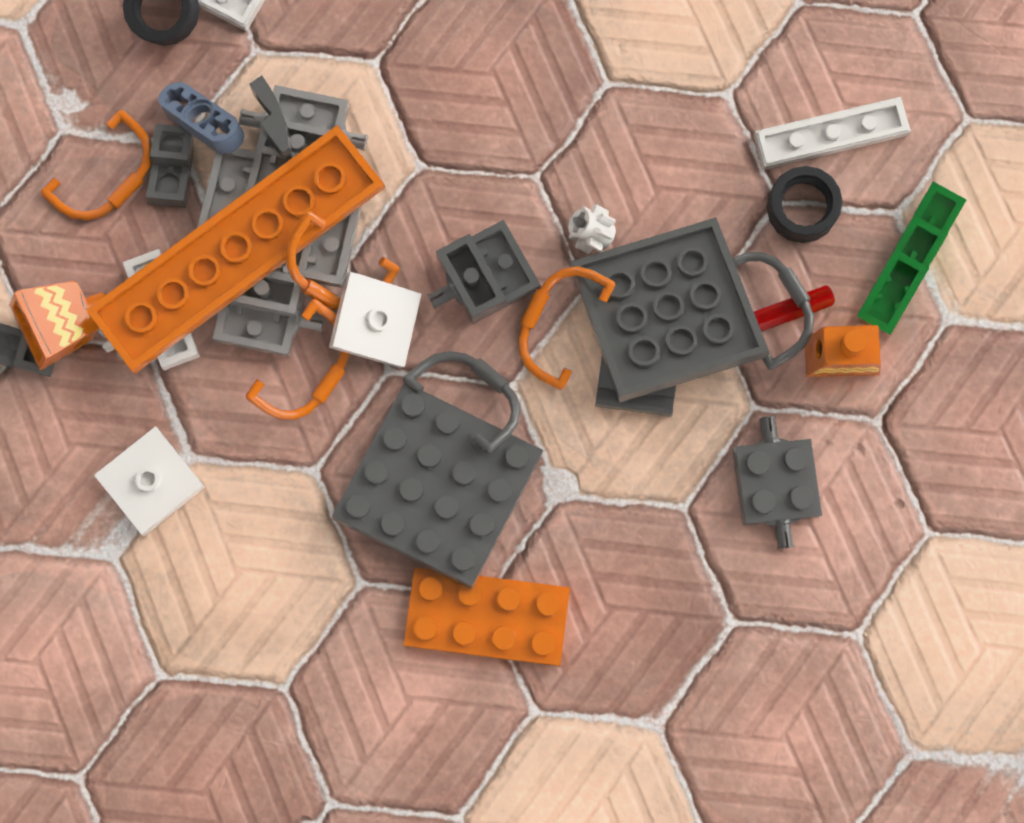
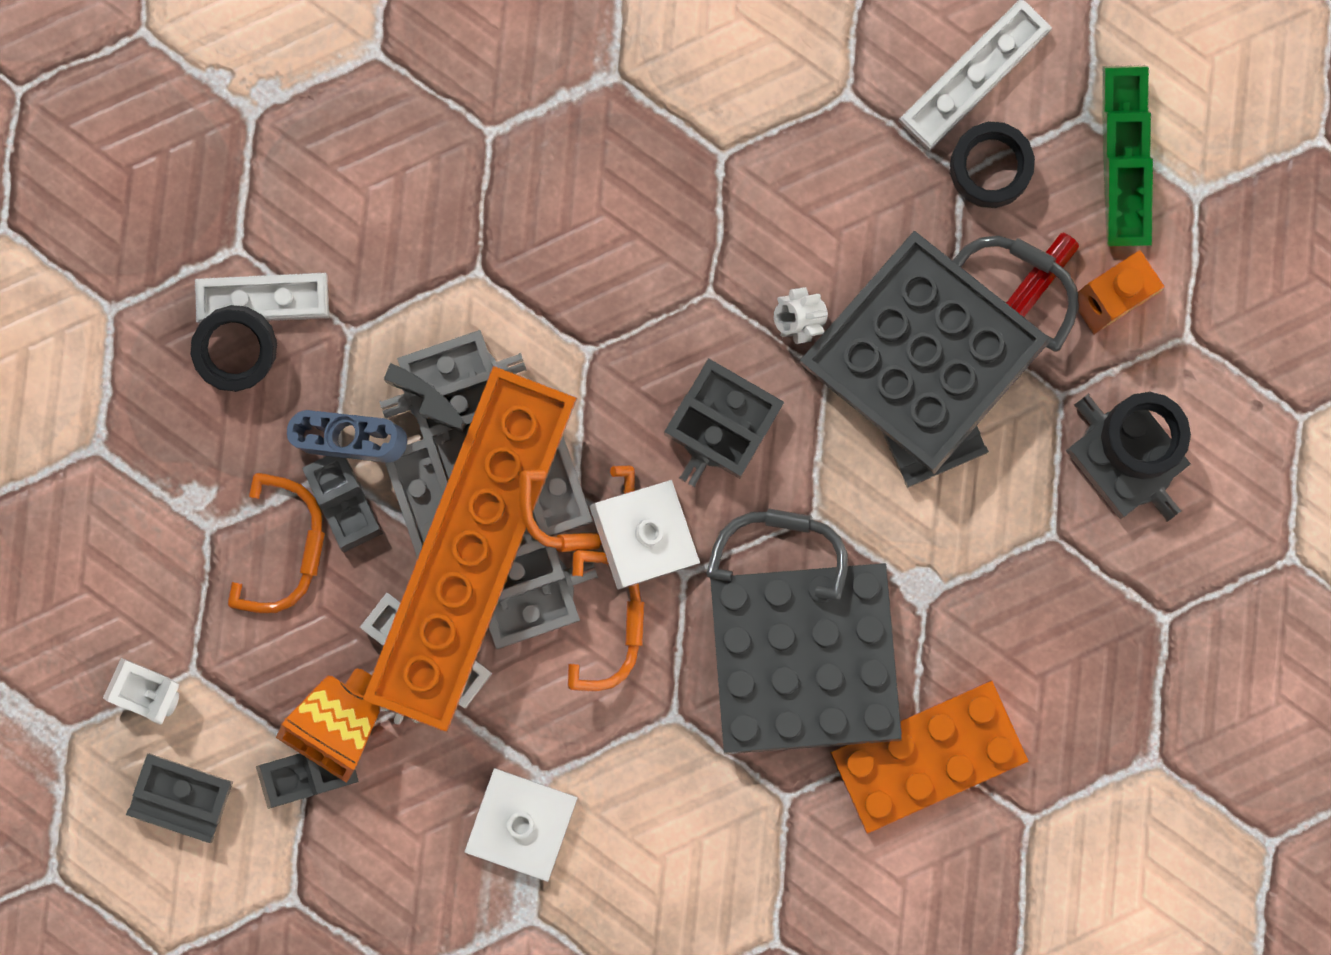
camera: 30 degrees left, 5 degrees up
(535, 309) = (792, 426): orange piece -> none
(827, 460) = (1174, 418): none -> black tyre

